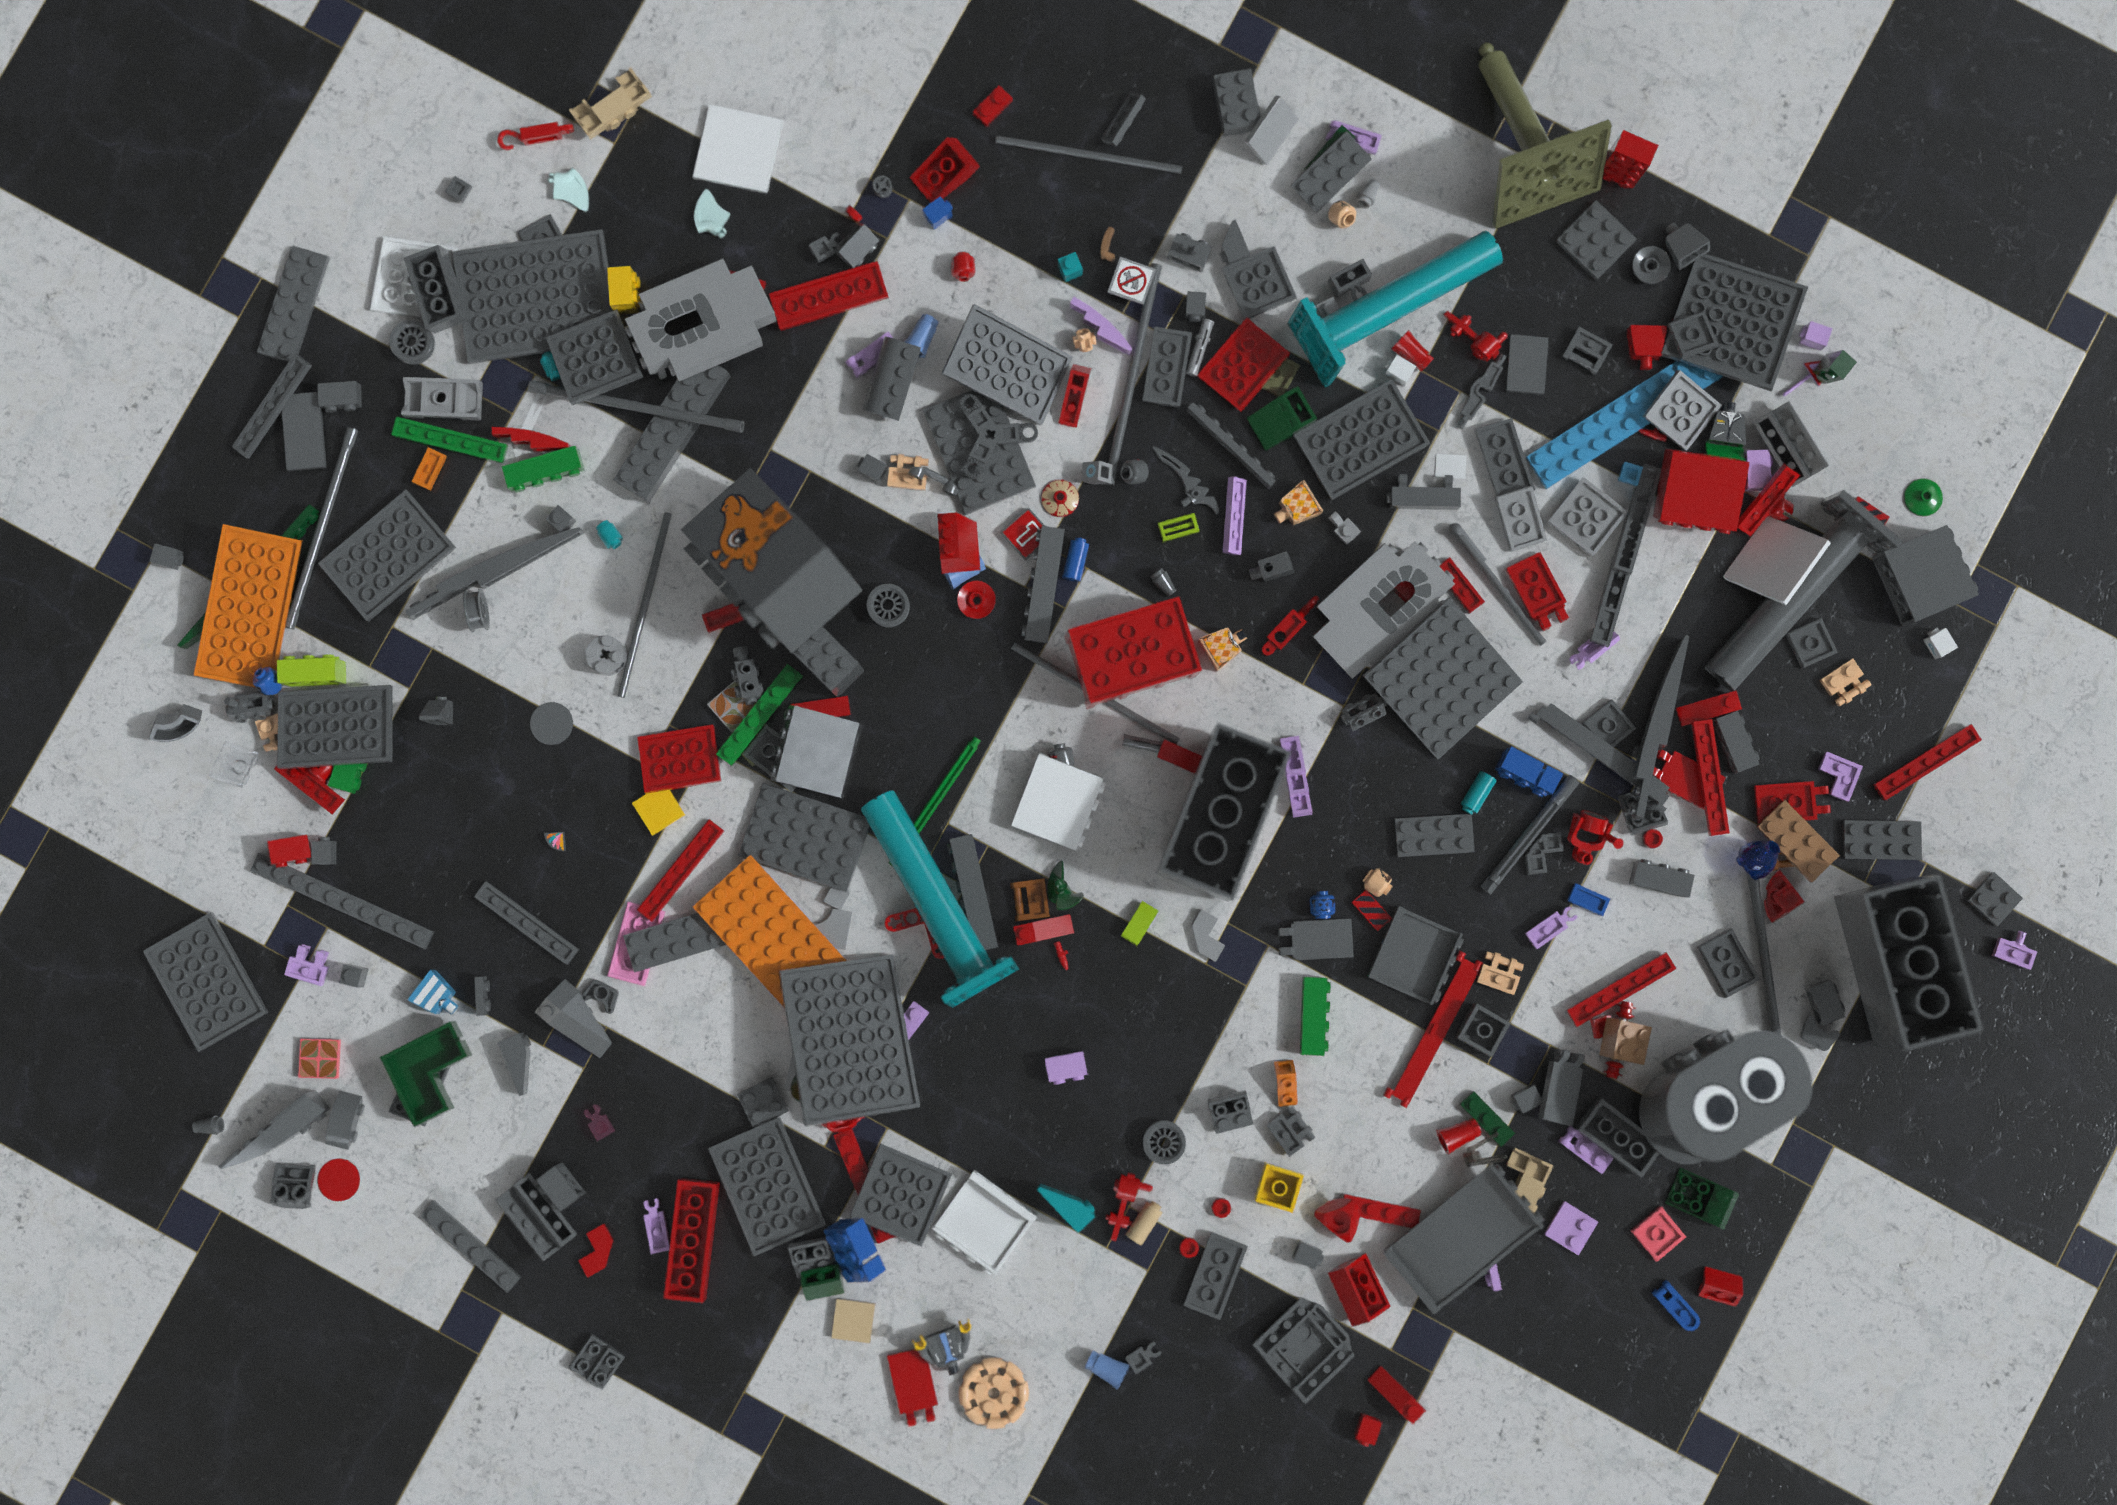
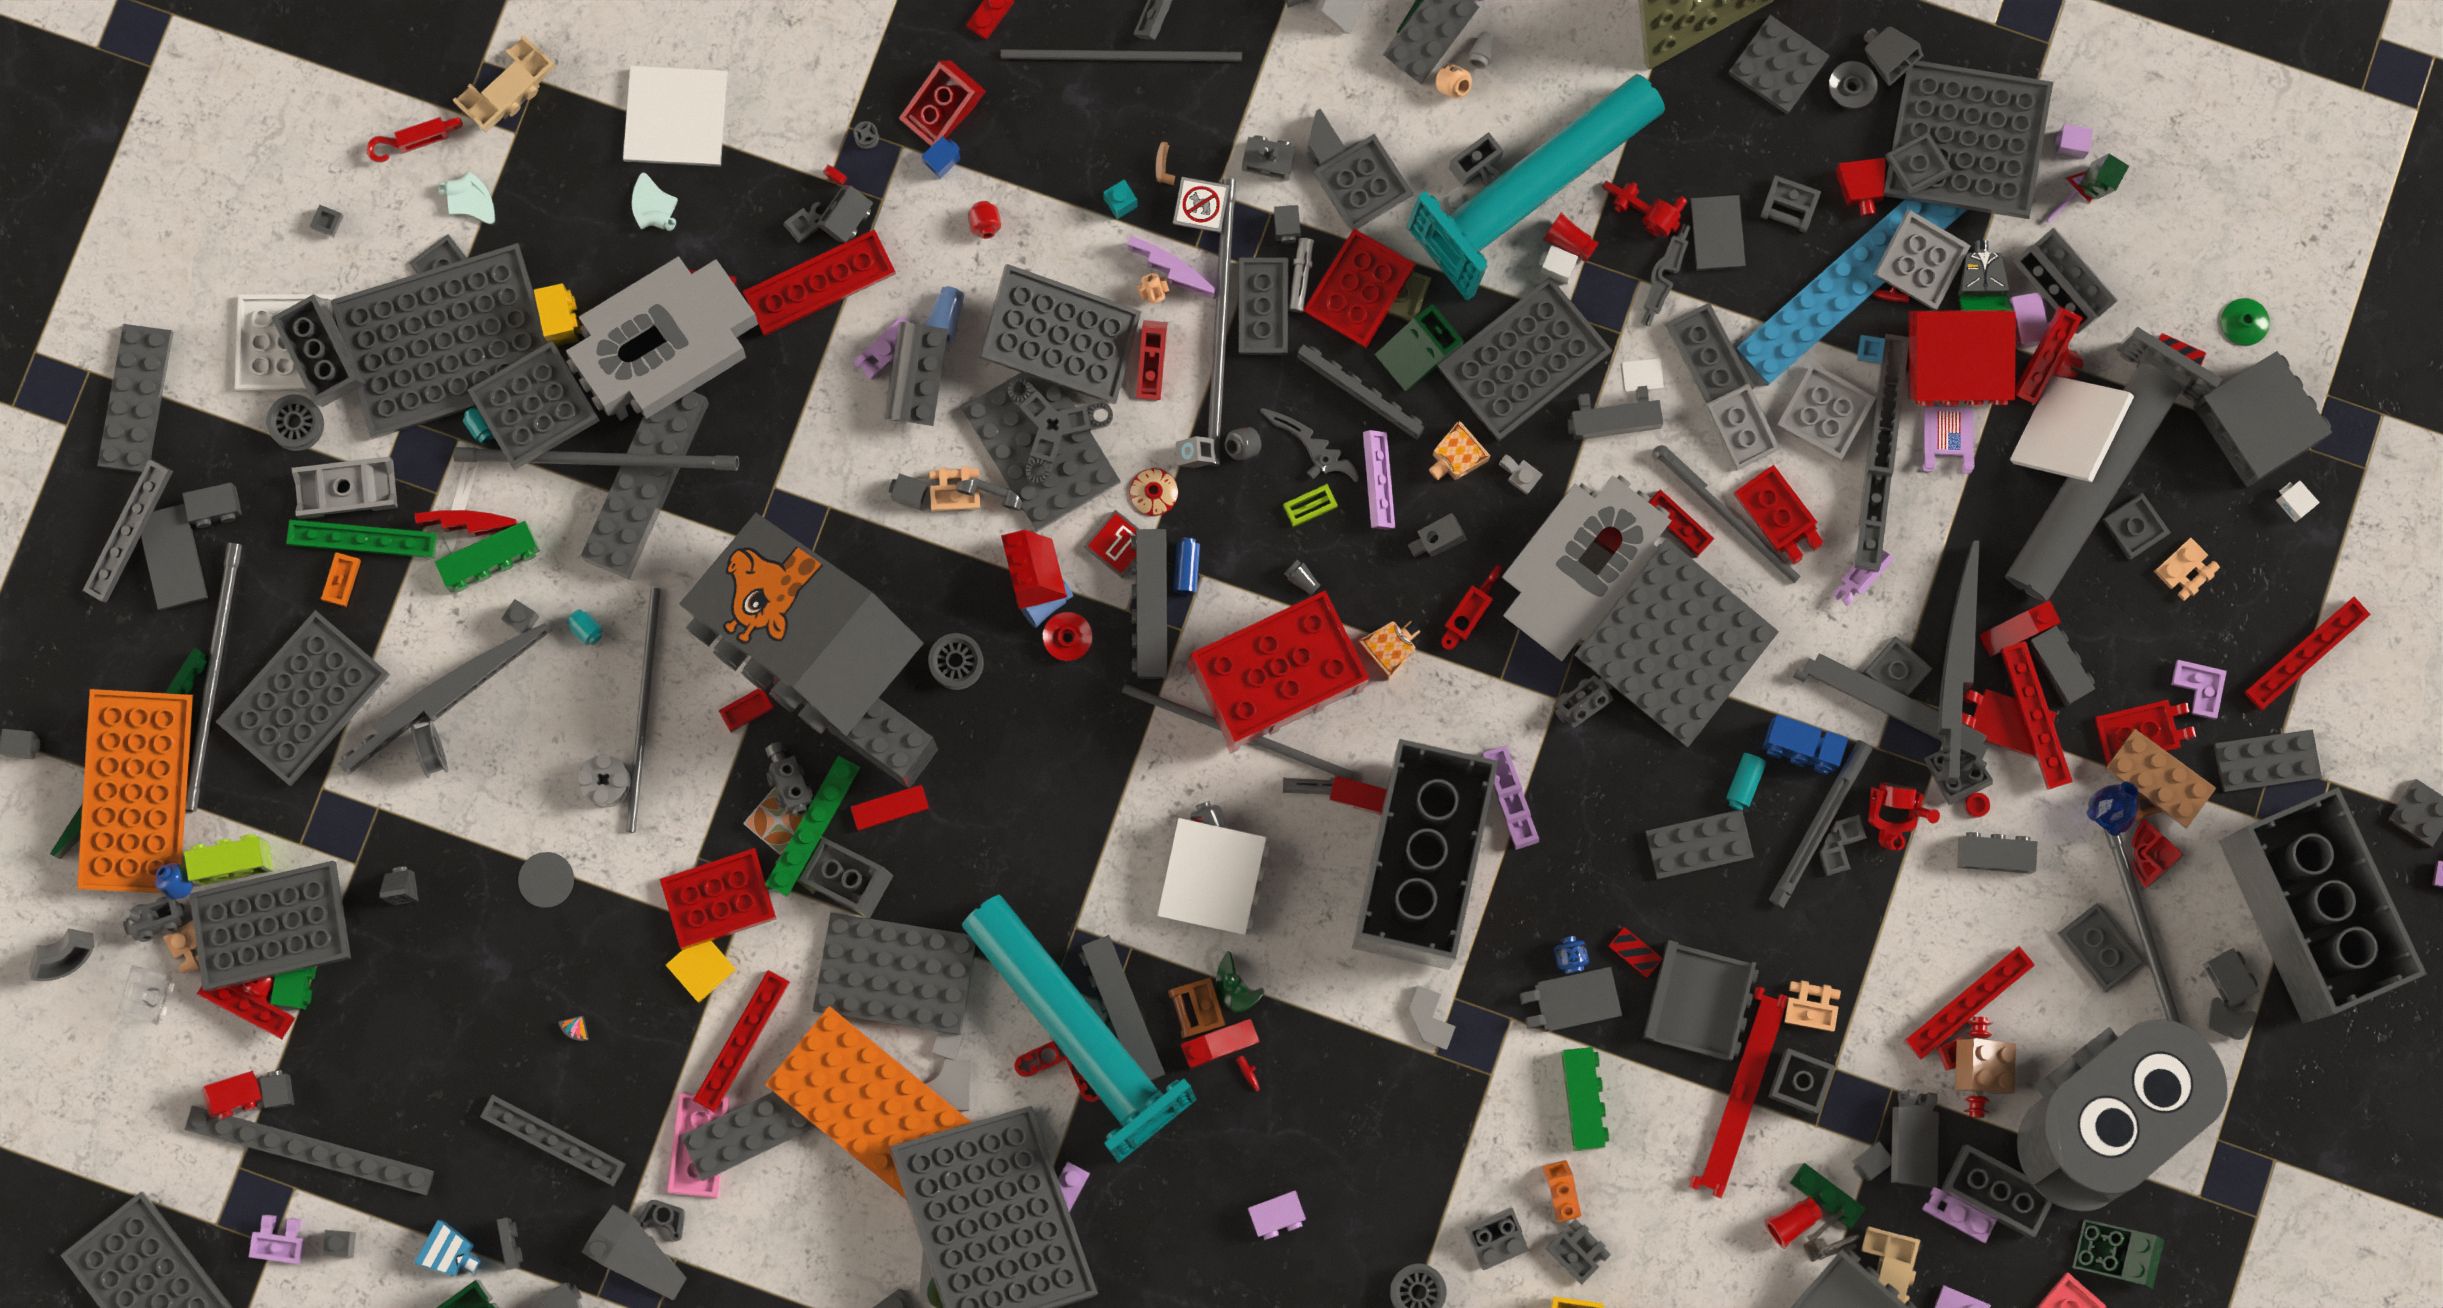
camera: 10 degrees left, 5 degrees down
(814, 751) = (890, 860): panel -> none
(946, 784) = (1065, 878): green piece -> none
(1139, 923) = (1341, 1015): lime slope -> none
(1377, 882) = (1637, 915): light nougat head -> none
(1549, 928) = (1865, 939): lavender plate -> none
(1588, 899) = (1909, 895): blue tile -> none
(1678, 548) = (1948, 433): none -> lavender flag

